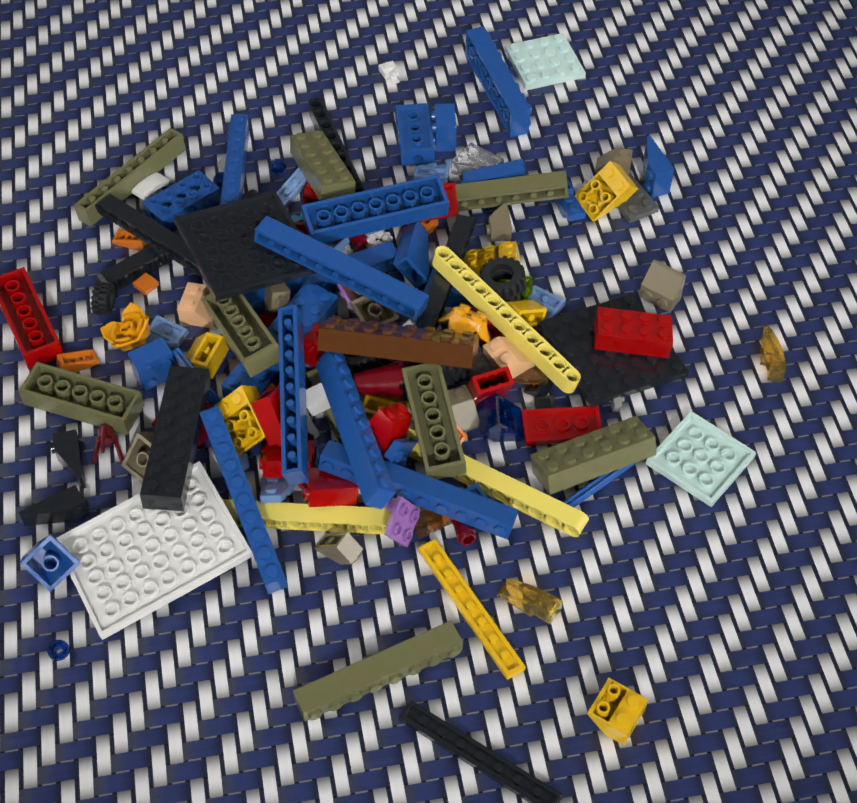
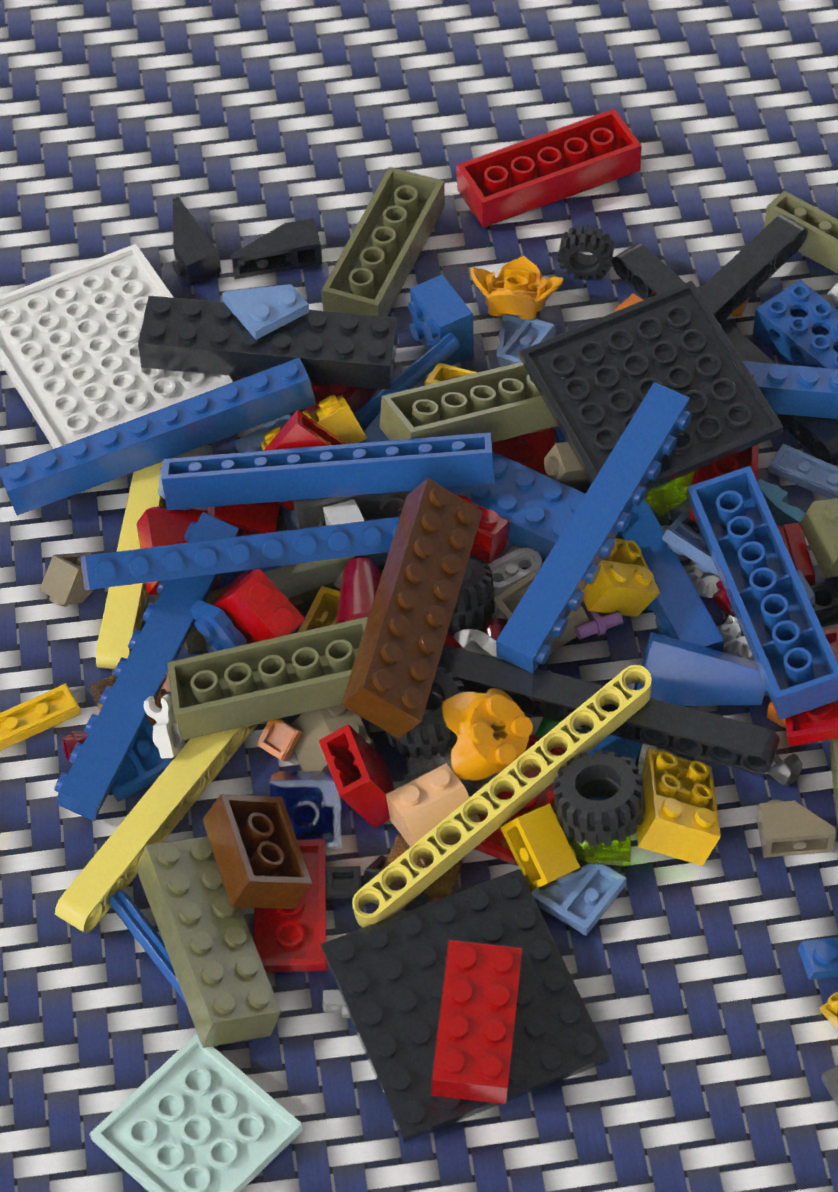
camera: 95 degrees right, 0 degrees up
(49, 562) = (90, 237): blue slope -> none
(71, 362) = (469, 222): orange slope -> none
(106, 437) = (313, 281): dark red plant -> none
(162, 426) = (266, 307): none -> medium blue wing
(402, 520) = (96, 642): medium lavender plate -> none
(463, 479) = (166, 731): none -> white plate
(546, 425) = (257, 851): none -> reddish brown brick
(662, 286) = (612, 1103): dark tan slope -> none

